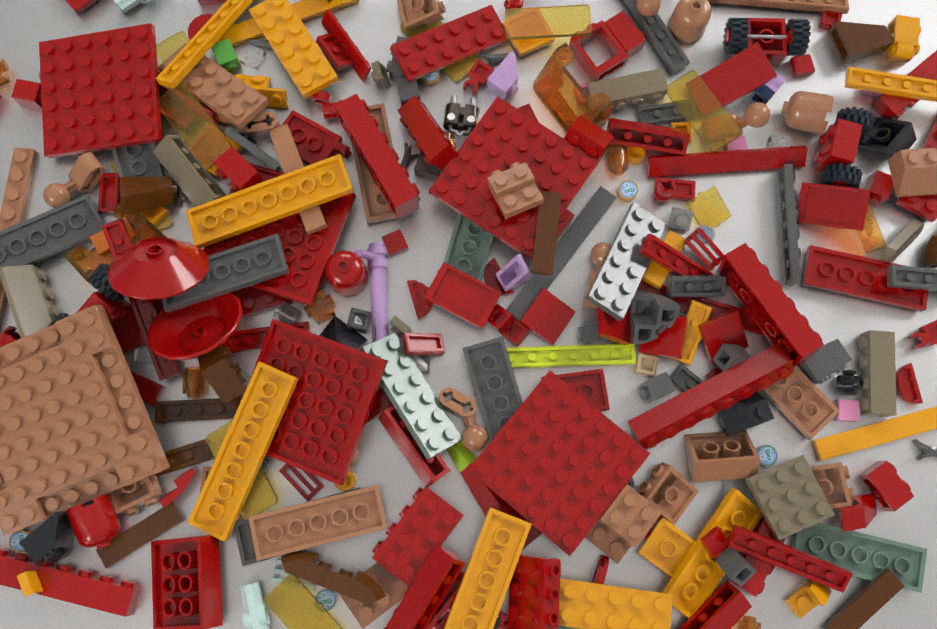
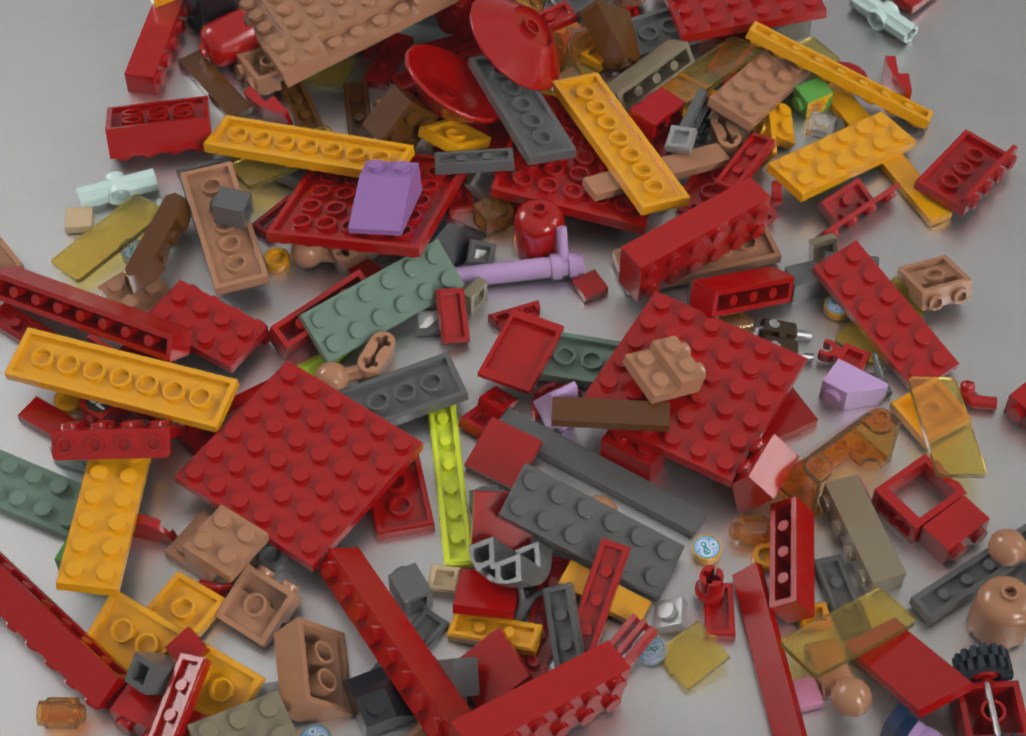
camera: 90 degrees right, 25 degrees down
(249, 332) = (453, 136): none -> light orange plate
(270, 155) = (681, 139): none -> light grey tile
(280, 314) = (474, 161): none -> dark grey tile
(296, 113) = (745, 161): none -> red tile
(309, 514) = (232, 207): none -> dark grey brick
(325, 385) = (385, 197): none -> medium lavender slope

